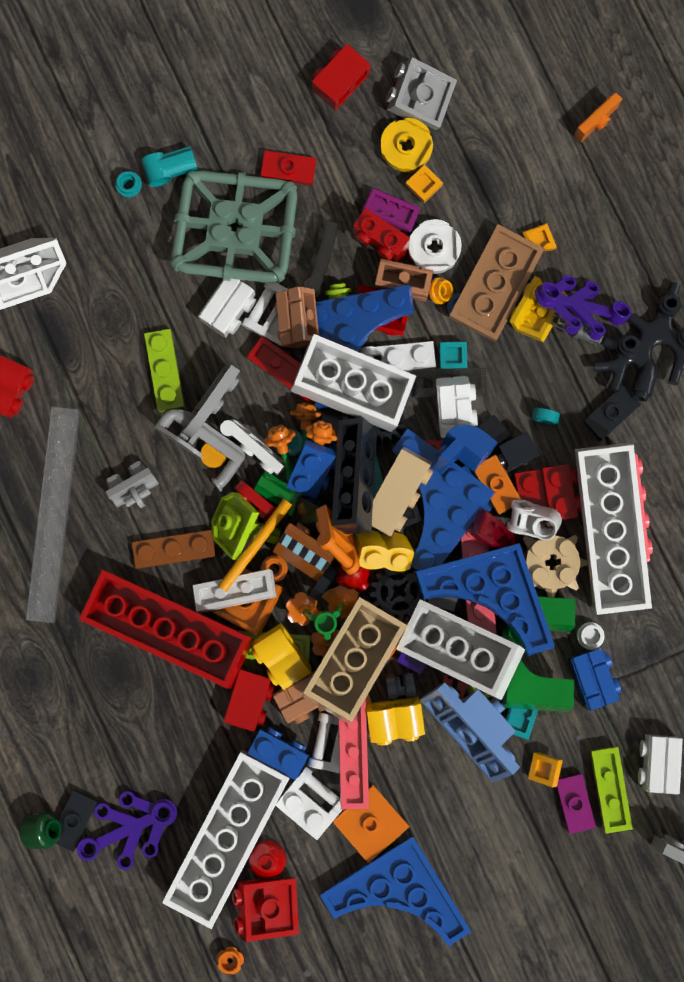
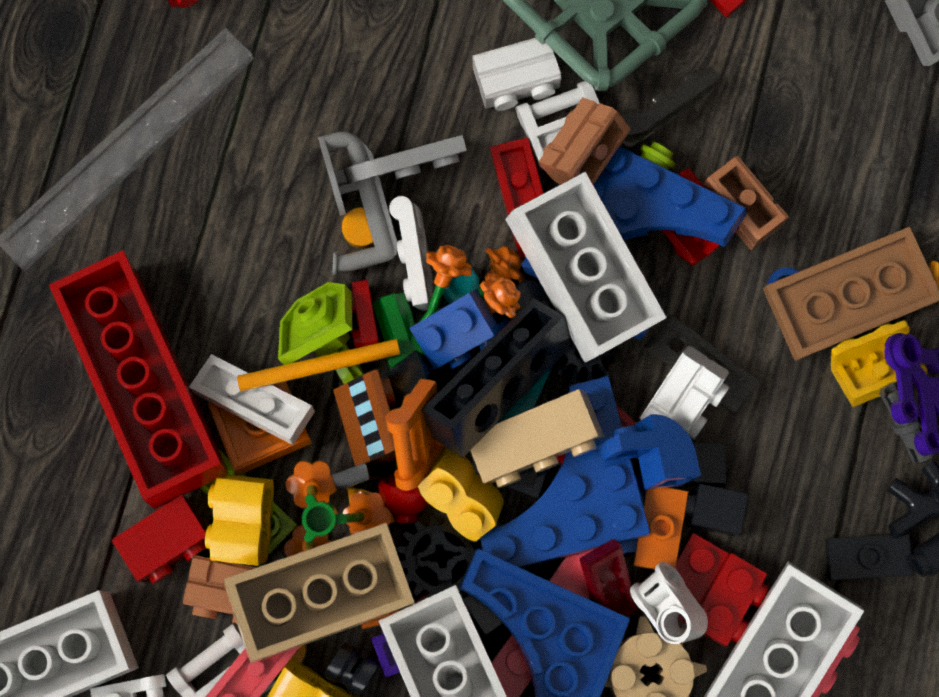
camera: 40 degrees right, 5 degrees down
(133, 488) = (236, 190): light grey hips -> none
(164, 370) = (386, 89): lime plate -> none
(173, 549) = (226, 298): dark orange plate -> none
(279, 753) = (145, 630): blue brick -> none
(280, 562) = (327, 401): orange plate -> none
(380, 234) = (760, 129): red plate -> none
(392, 210) = (795, 114): magenta plate -> none
(402, 130) = (865, 75): yellow plate -> none
(404, 356) = (675, 292): white plate -> none
(424, 184) = (859, 114): light orange plate -> none
(440, 290) = (778, 250): light orange plate -> none
(445, 236) = (835, 192): white plate -> none
(453, 355) = (733, 336): teal plate -> none
(545, 416) = (785, 495): teal tile -> none

